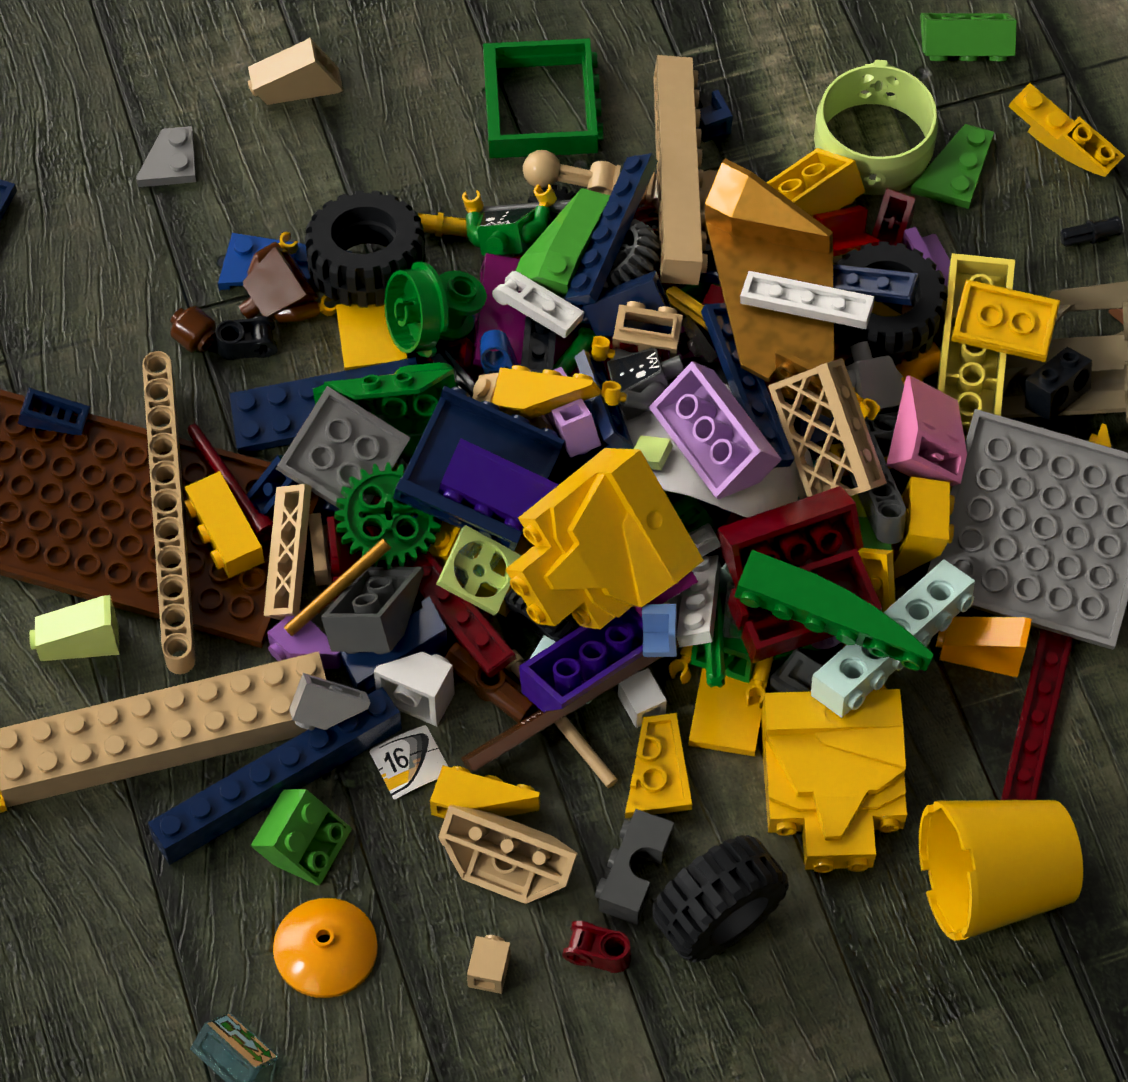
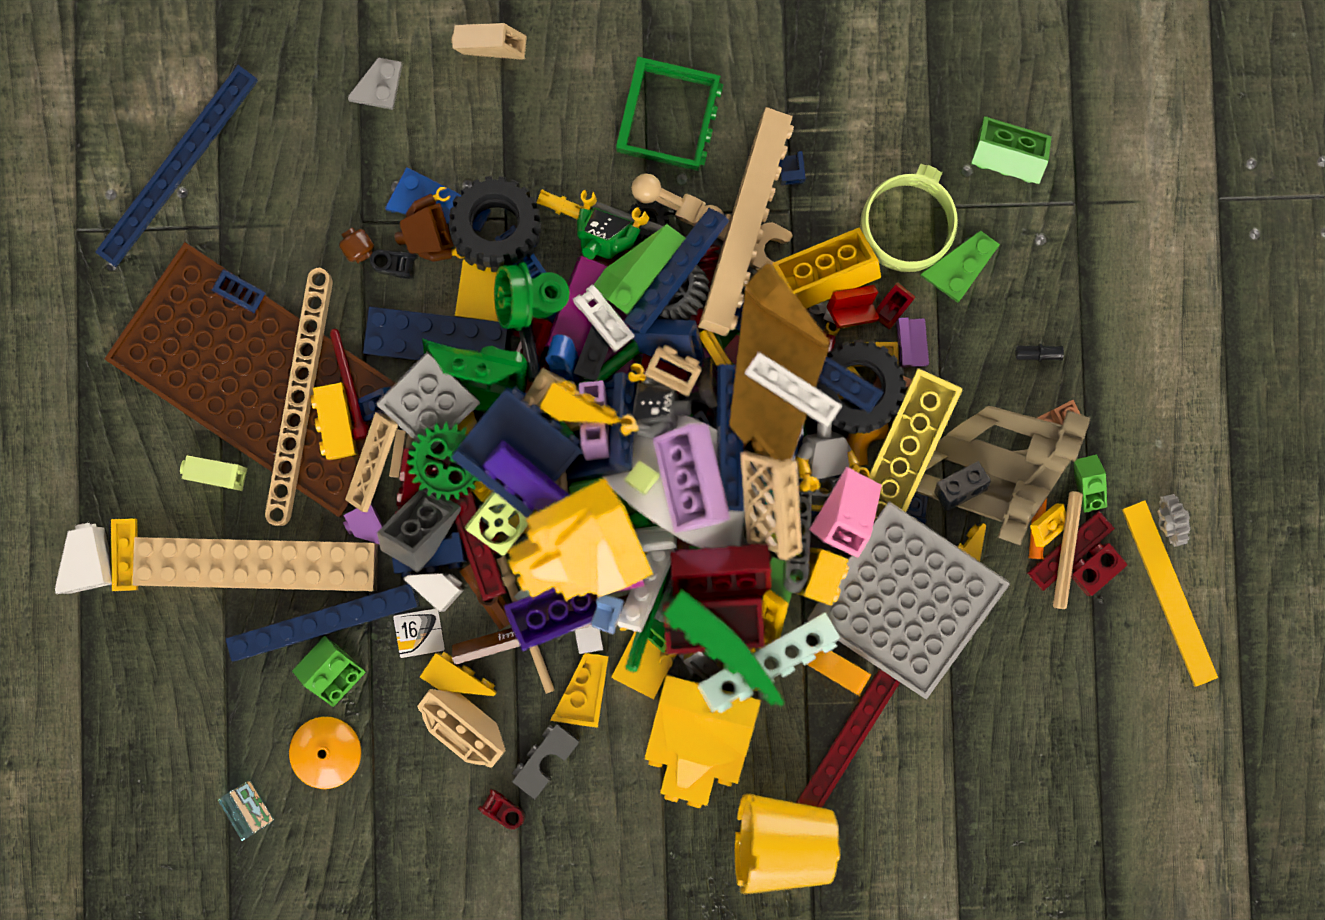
camera: 15 degrees right, 25 degrees up
(325, 703) = (366, 592): light grey slope -> none
(337, 587) = (397, 504): pearl gold bar -> none
(489, 963) = (427, 800): tan brick -> none
(720, 898) = (588, 816): black tyre -> none
(1005, 320) = (937, 436): yellow tile -> none
(1068, 138) = (1051, 263): yellow slope -> none

